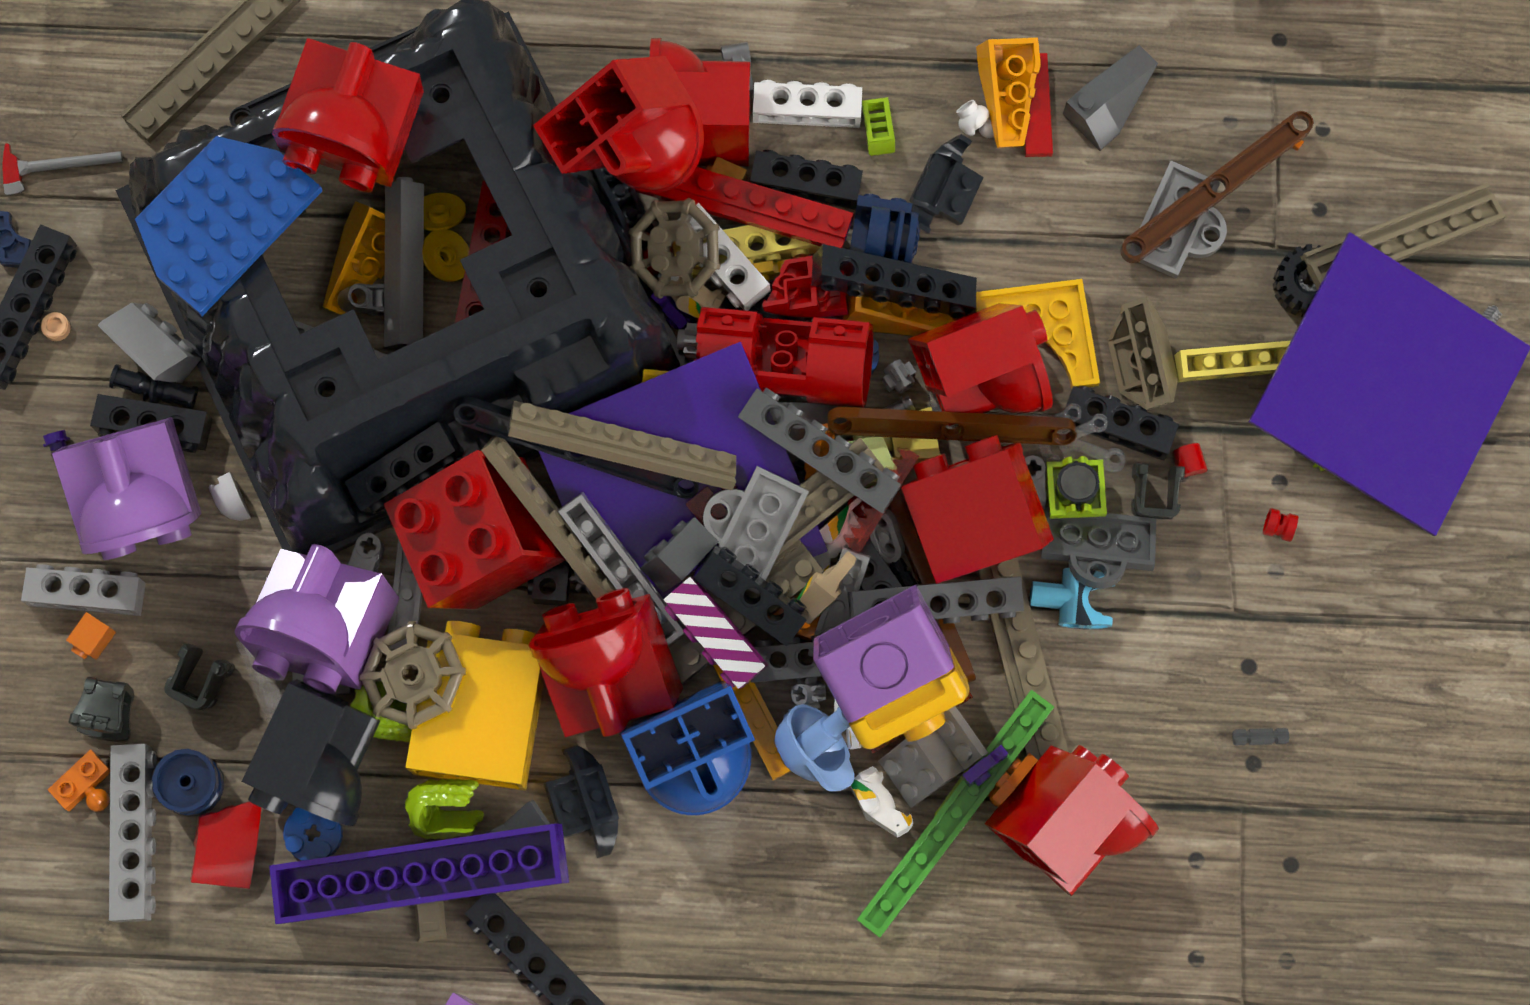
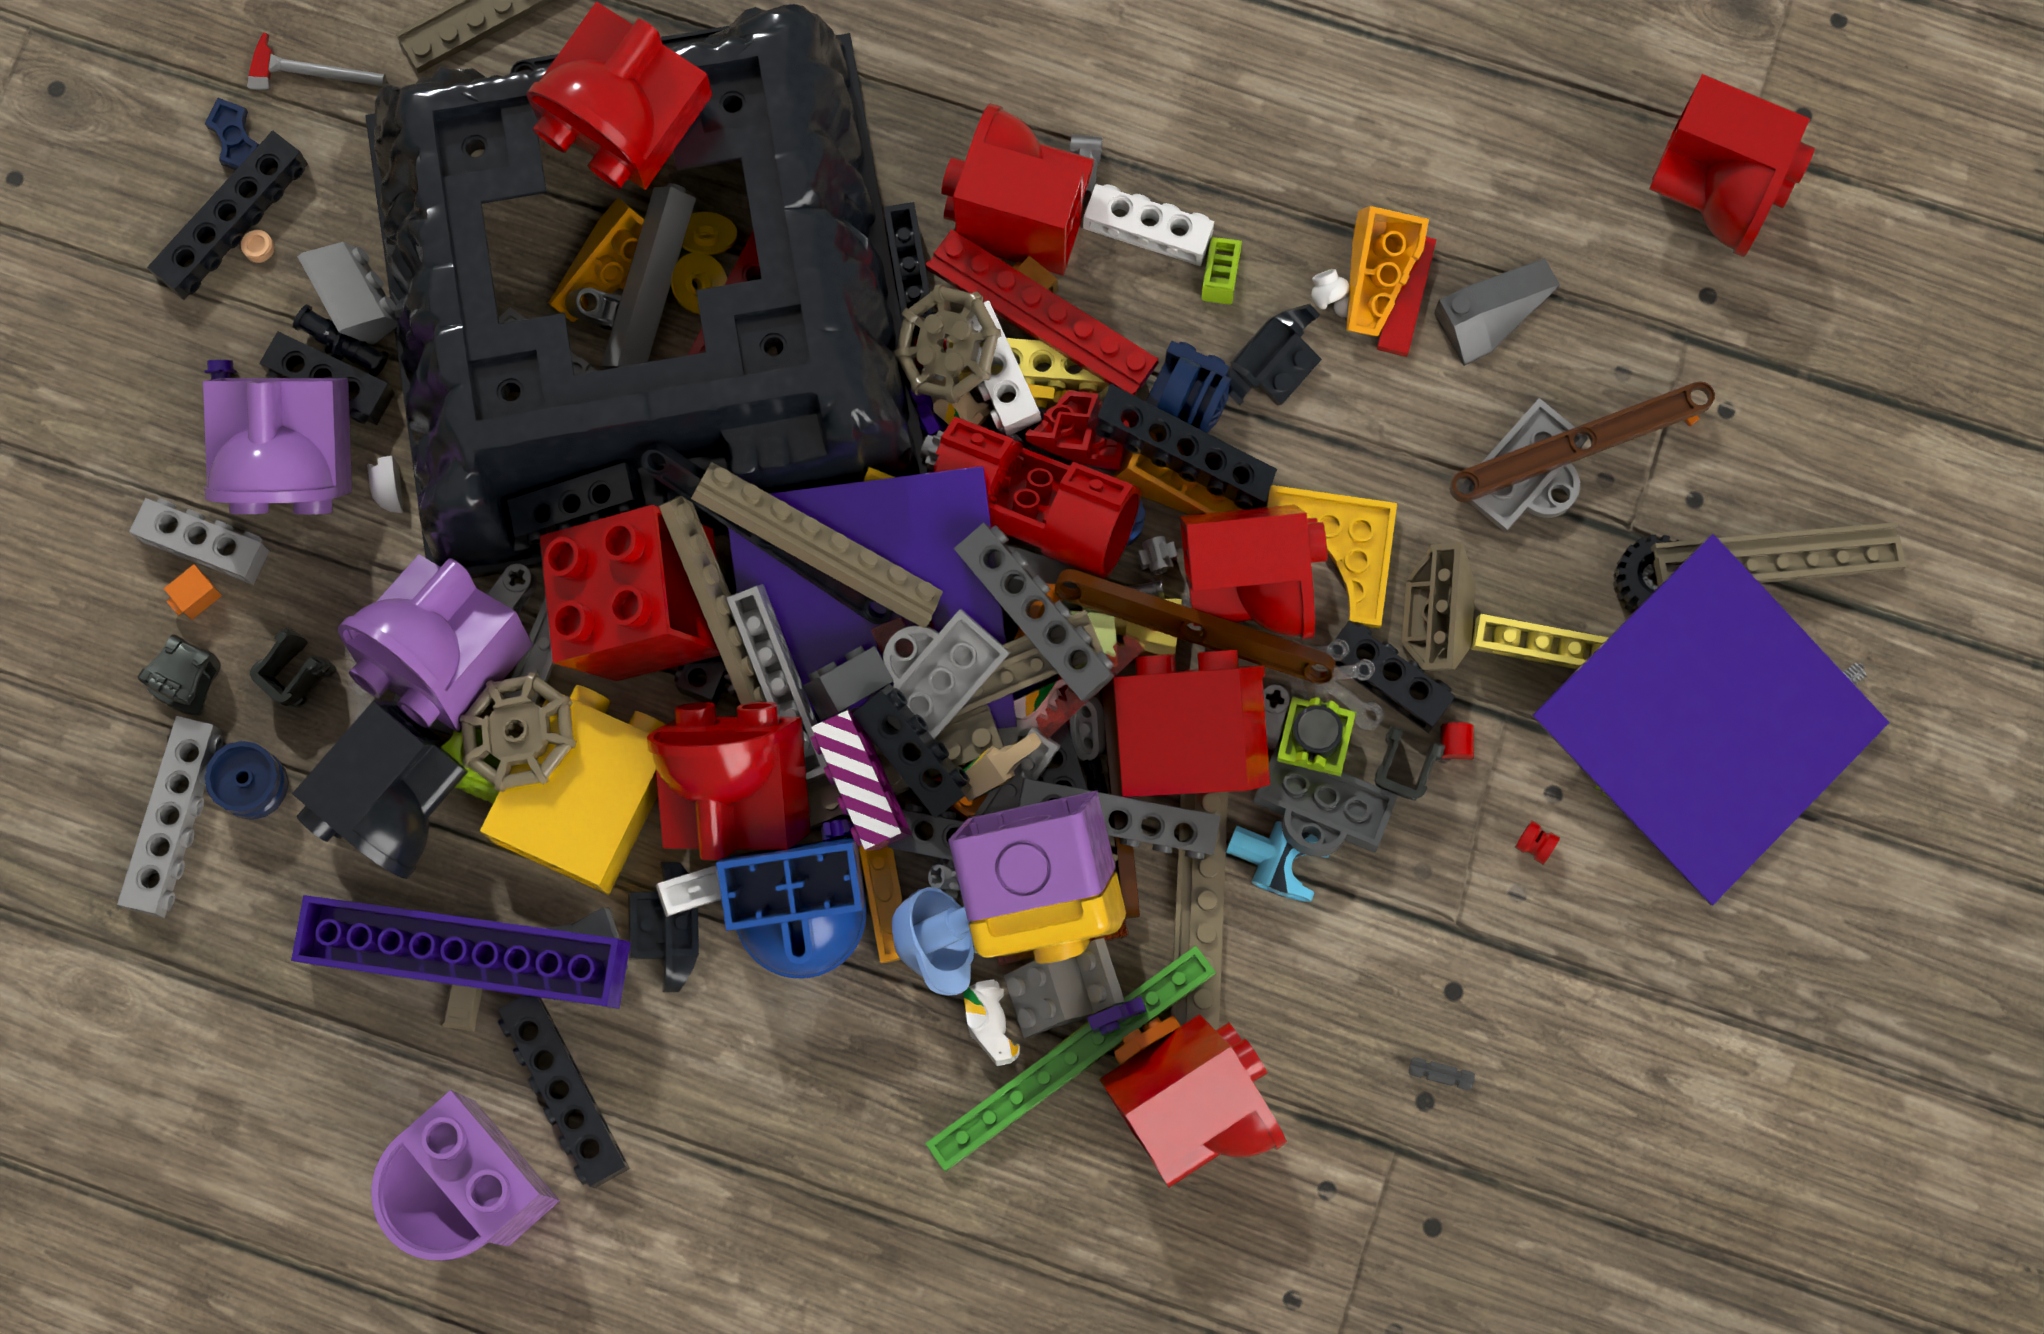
camera: 20 degrees right, 0 degrees up
(81, 782) = (135, 747): orange plate -> none
(221, 217) = (450, 173): blue plate -> none
(226, 846) = (266, 862): red slope -> none
(298, 842) = (345, 878): blue plate -> none
(430, 821) = (491, 891): lime piece -> none
(599, 765) = (689, 891): none -> white plate
(631, 122) = (928, 189): red piece -> none
(704, 679) = (836, 829): none -> dark purple plate
(817, 190) = (1127, 322): black brick -> none

